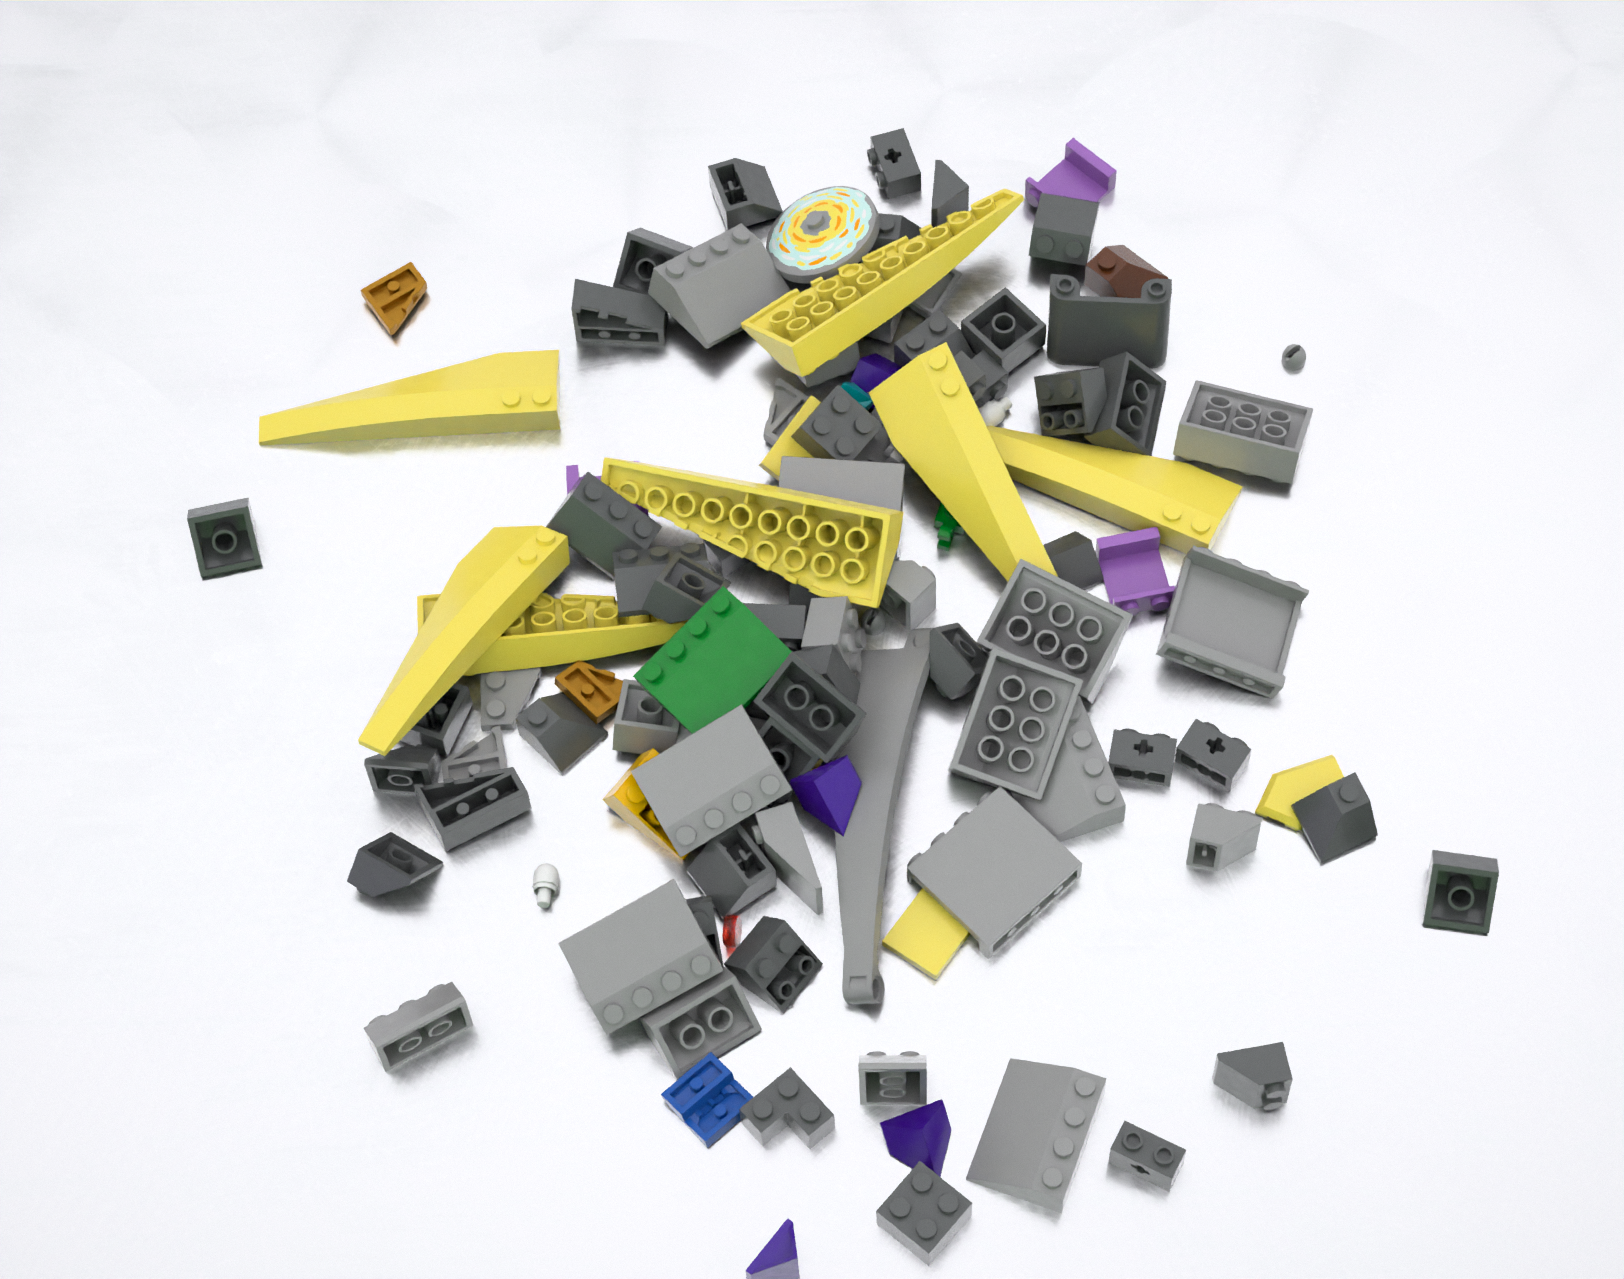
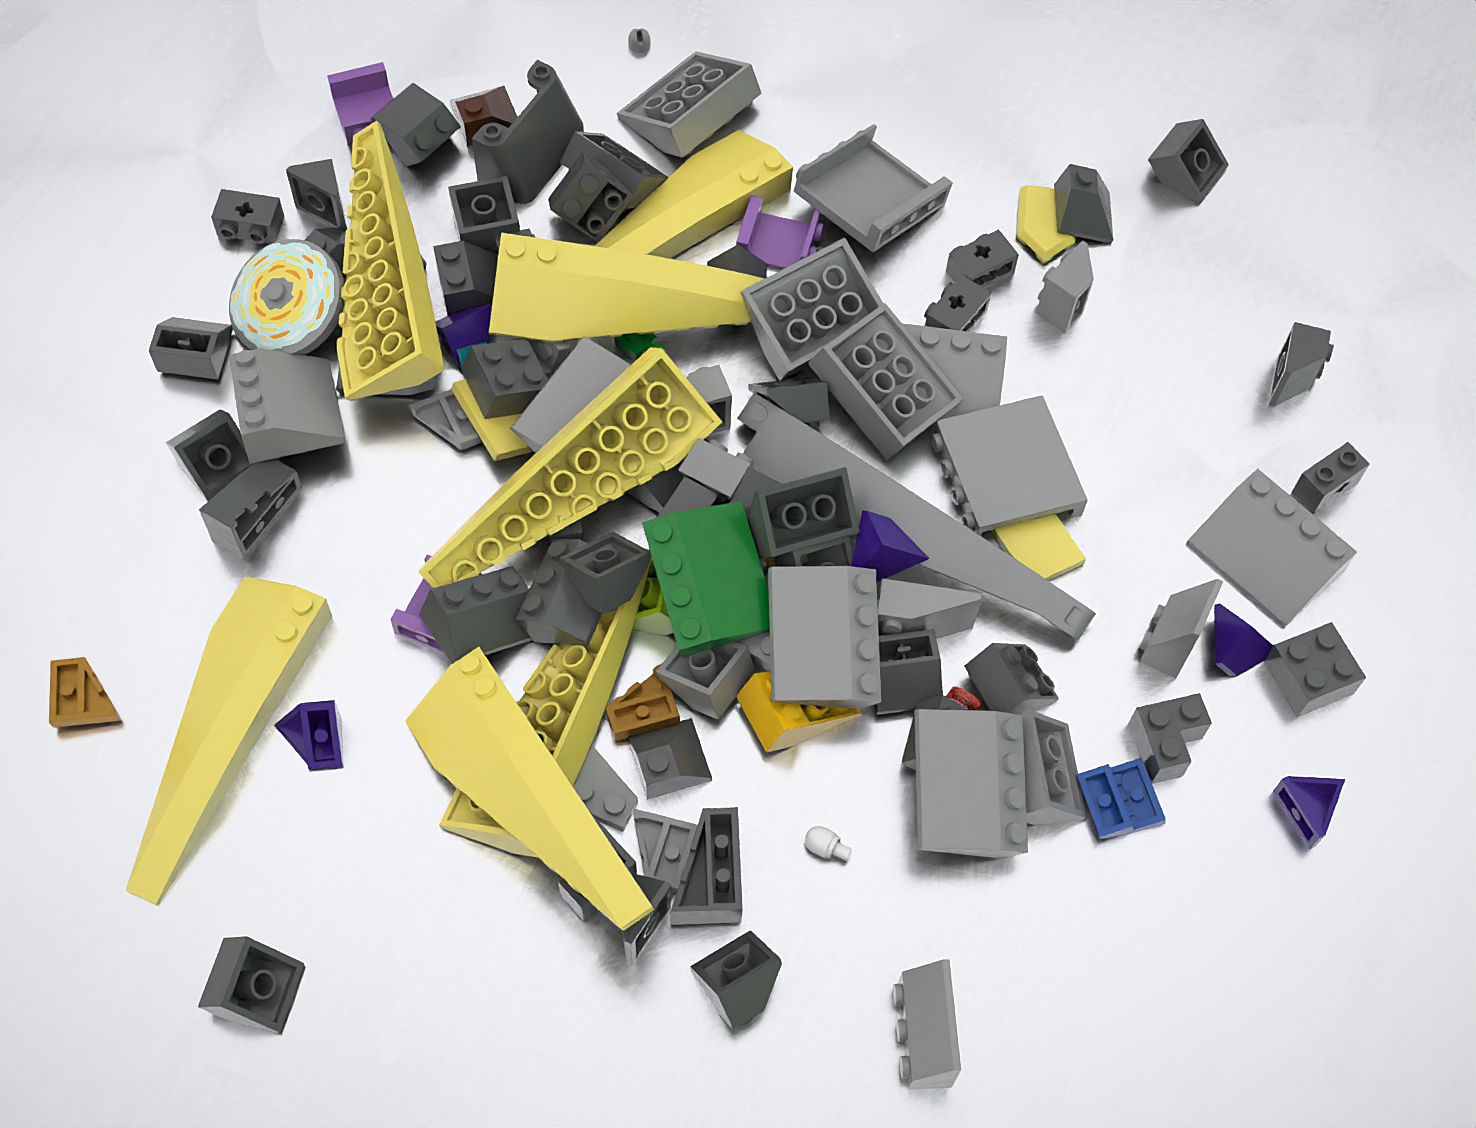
camera: 70 degrees left, 0 degrees up
(447, 474) = (315, 733): none -> dark purple slope

